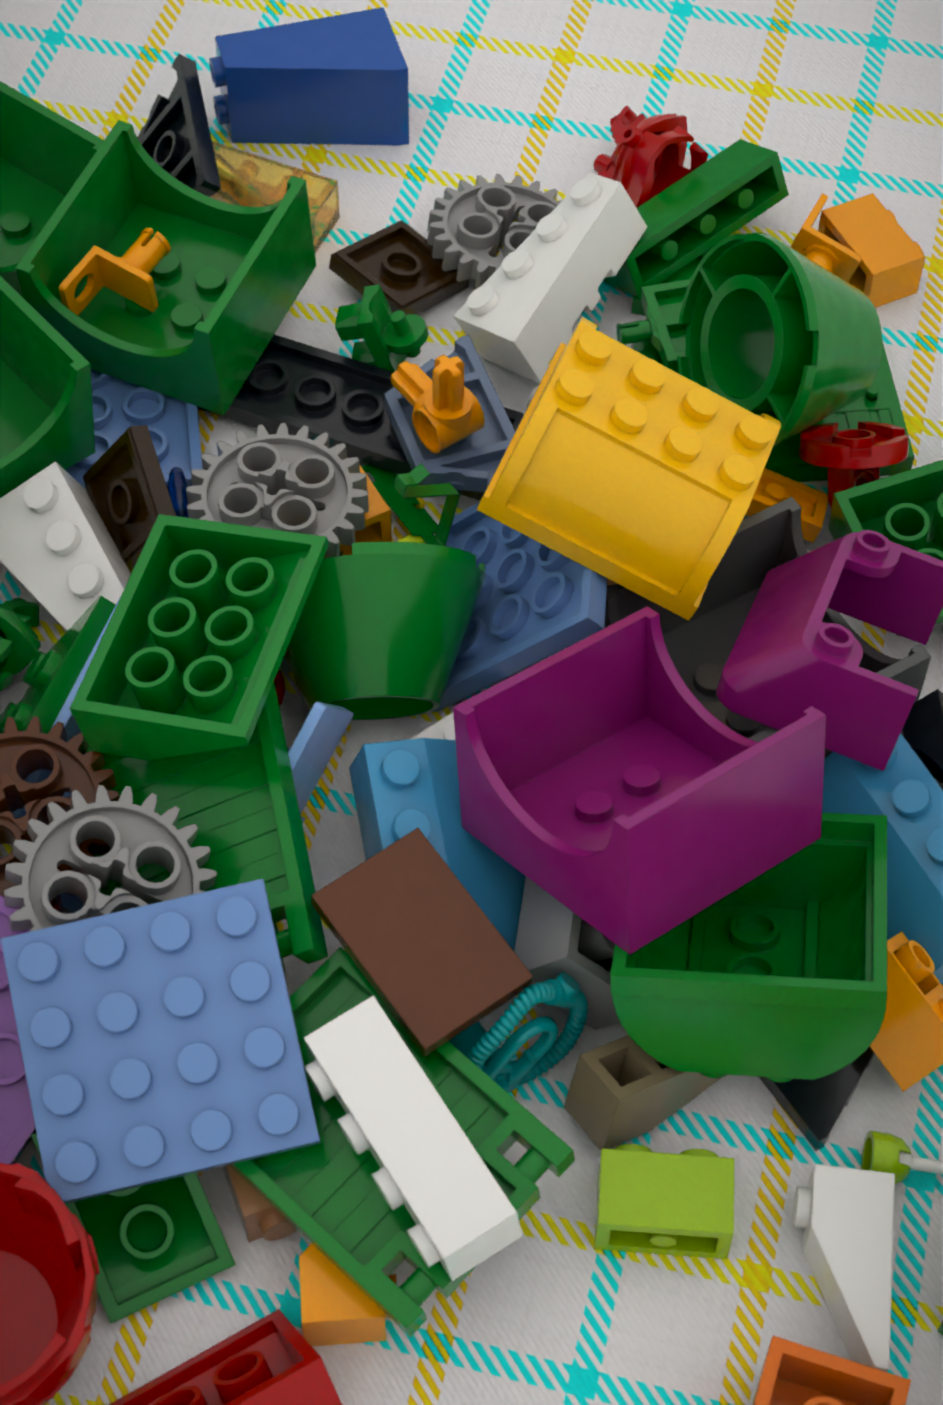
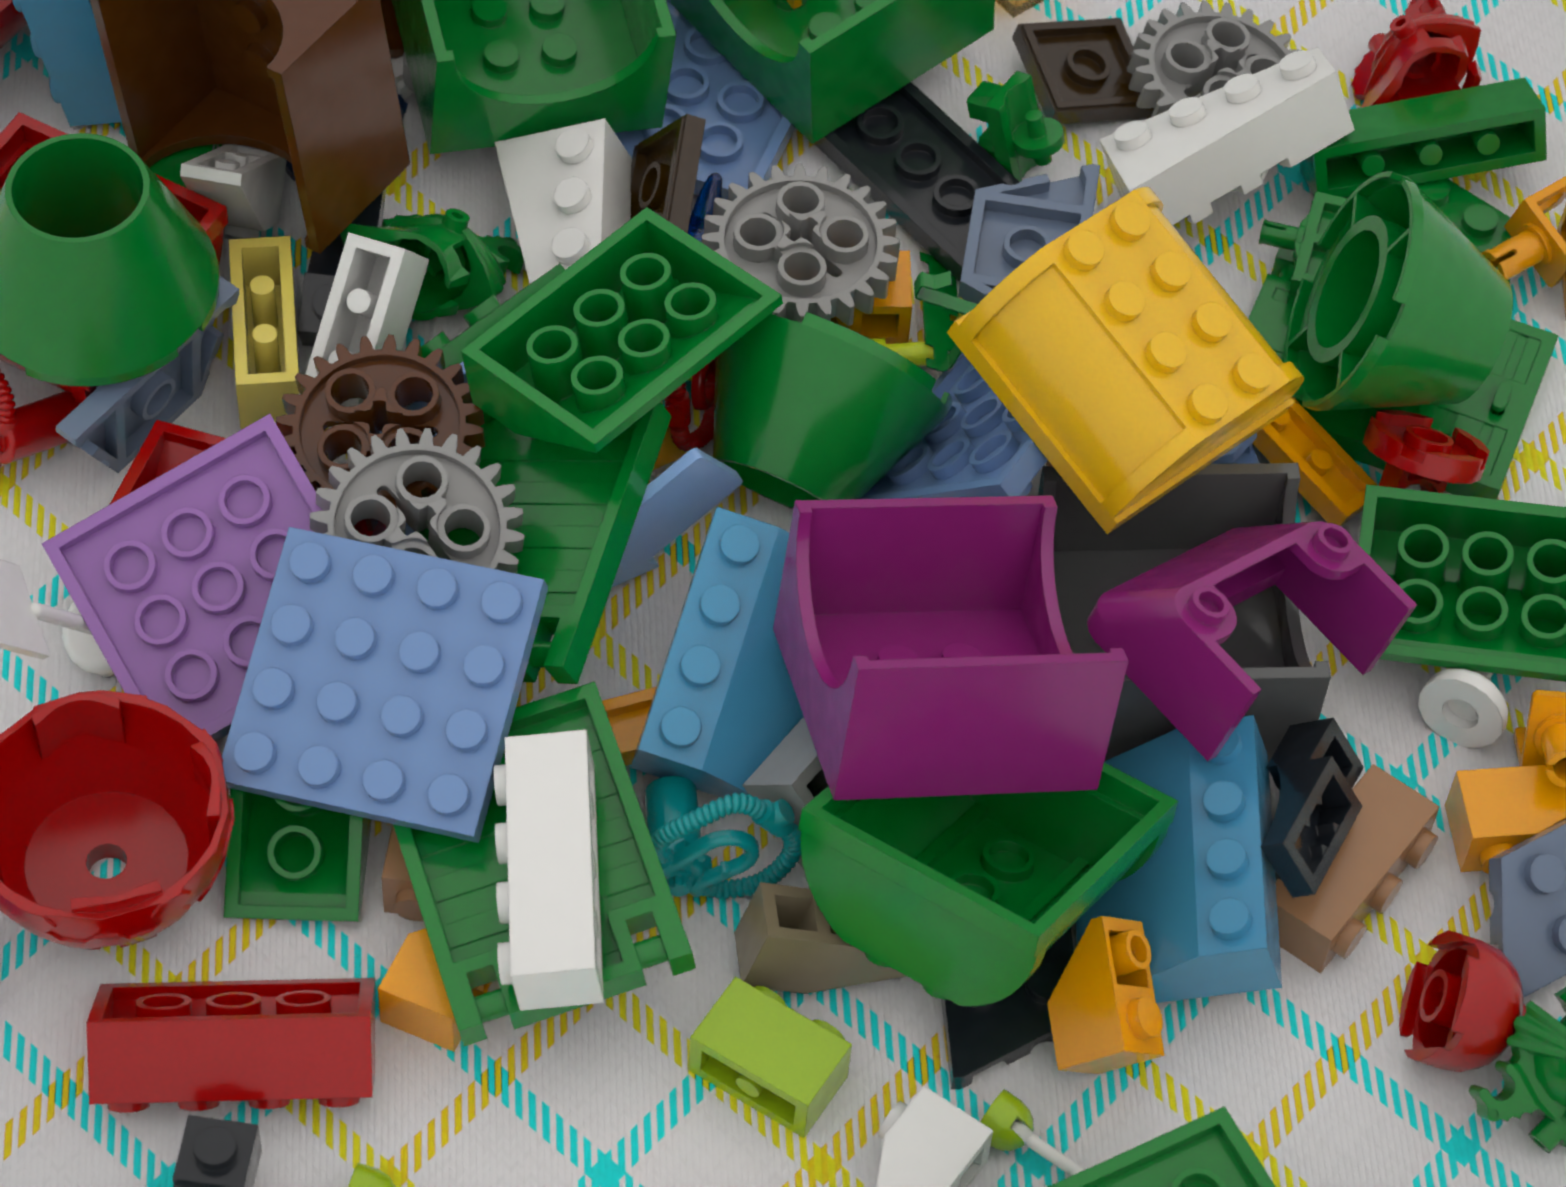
camera: 25 degrees right, 0 degrees up
(421, 941) = (664, 707): reddish brown tile -> none
(441, 406) = (1014, 223): light orange axle -> none

